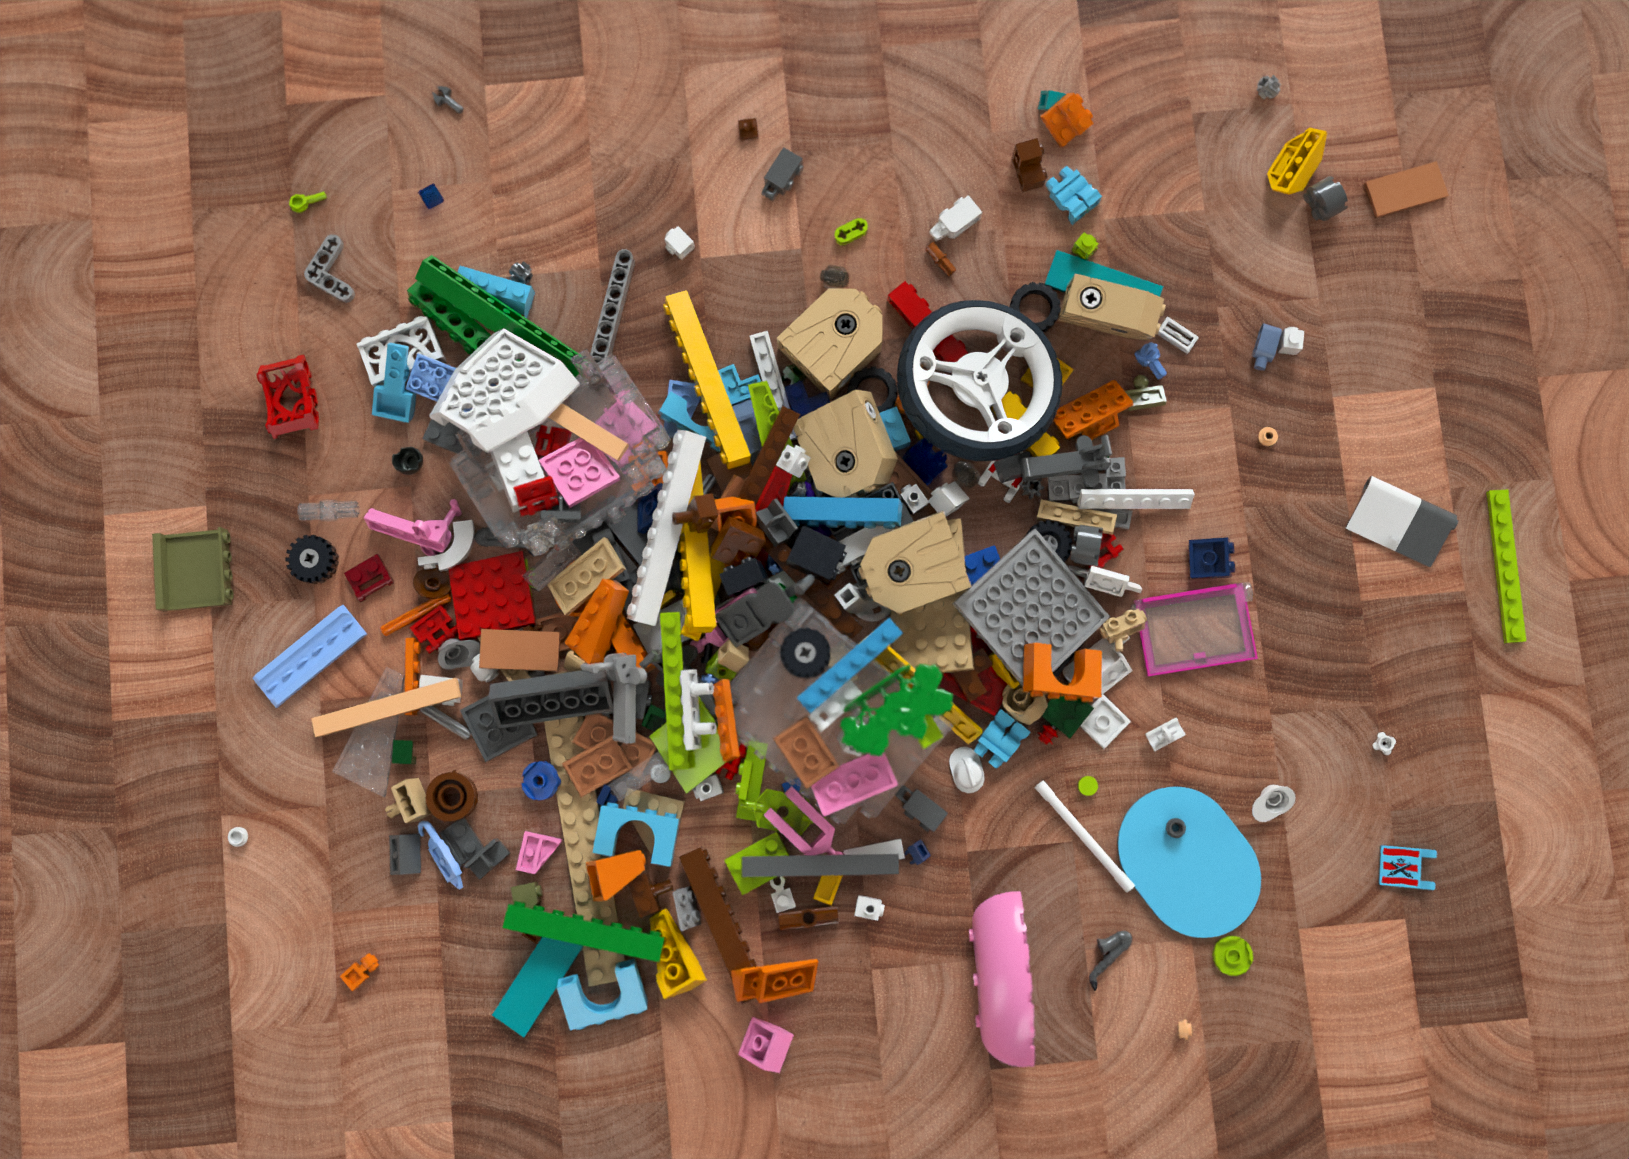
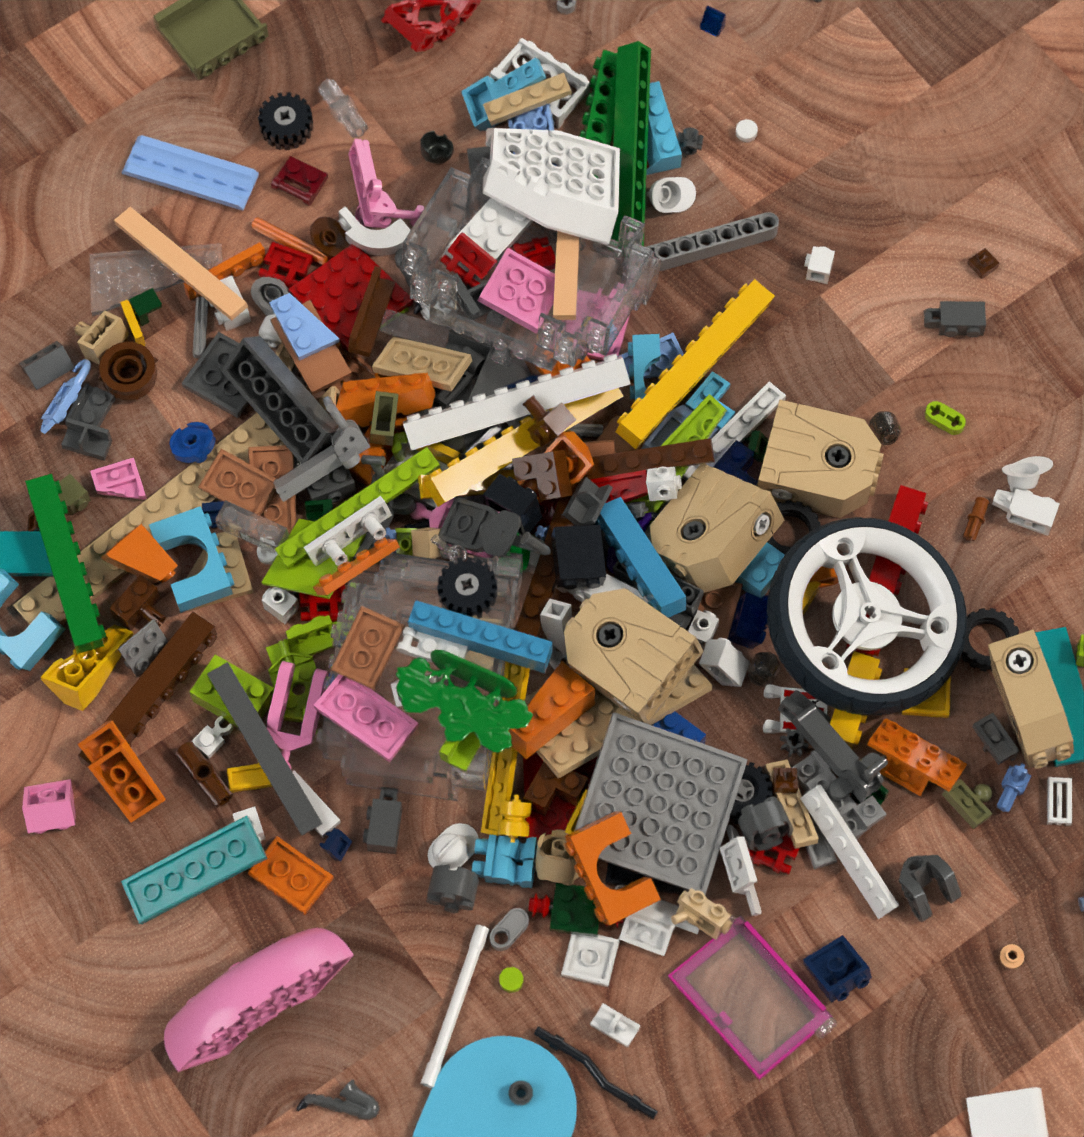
camera: 55 degrees right, 15 degrees down
(412, 770) = (132, 322): none -> yellow tile
(415, 370) = (527, 99): none -> tan plate
(501, 648) = (301, 327): none -> light blue wing
(521, 590) = (370, 314): none -> reddish brown fence
(536, 227) = (746, 130): none -> white tile
(556, 313) = (672, 194): none -> white piece
(618, 631) = (384, 418): none -> olive slope
(638, 631) = (397, 449): none -> lime arm
(759, 641) = (449, 552): none -> clear piece
(879, 966) = (194, 870): none -> teal tile
(920, 897) = (291, 875): none -> orange tile
(921, 638) = (554, 708): none -> orange wedge
(928, 201) = (1026, 472): none -> white piece
(978, 715) = (514, 818): none -> yellow wheel
(1003, 790) = (452, 888): none -> dark grey brick
(1049, 761) = (513, 925): none -> light grey piece
(1059, 511) = (785, 780): none -> reddish brown tile
(1113, 349) = (995, 739): none -> dark grey panel
(1180, 470) = (919, 872): none -> dark grey piece
(1223, 753) = (557, 1043): none -> black bar

